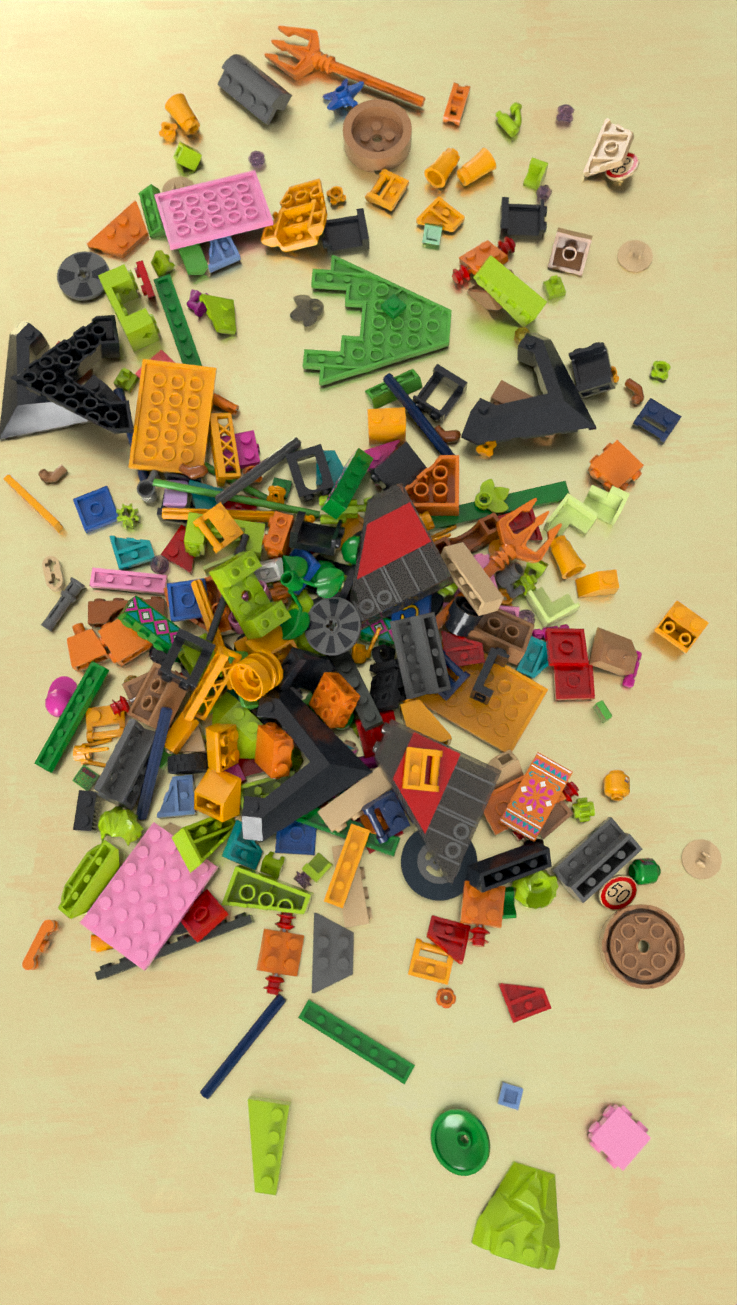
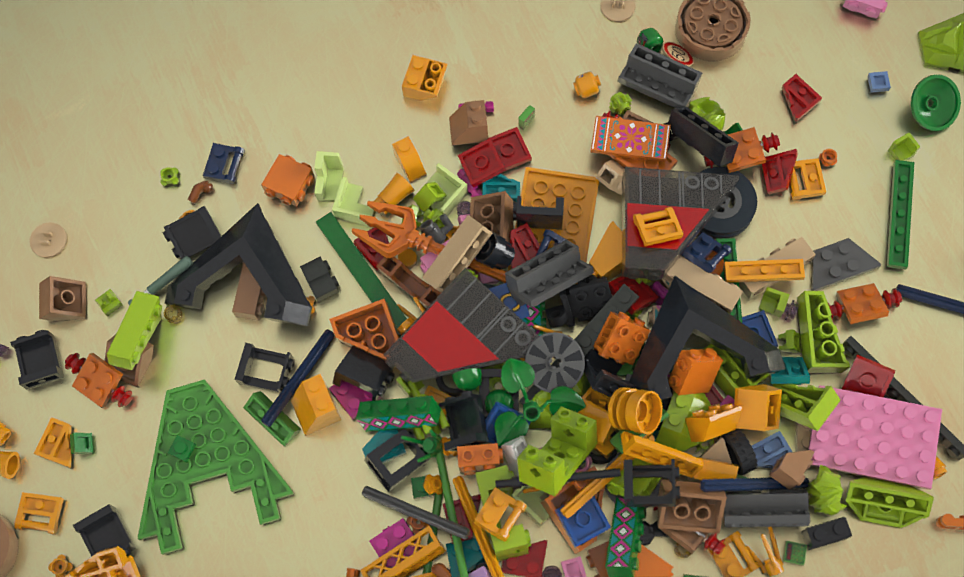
camera: 110 degrees left, 5 degrees down
(153, 803) = (791, 467): none -> medium nougat slope
(279, 592) = (535, 437): orange gear -> none
(305, 311) = (212, 545): clear smoke plate -> none
(310, 502) = (430, 445): none -> green plant
(424, 1081) = (904, 147): none -> lime panel
(448, 436) = (307, 345): dark orange arm -> none
(494, 495) = (356, 277): lime plate -> none
(506, 465) = (319, 278): none -> pearl dark grey brick
(550, 587) = (428, 195): none -> lime panel
(556, 337) = (176, 270): none -> sand green piece

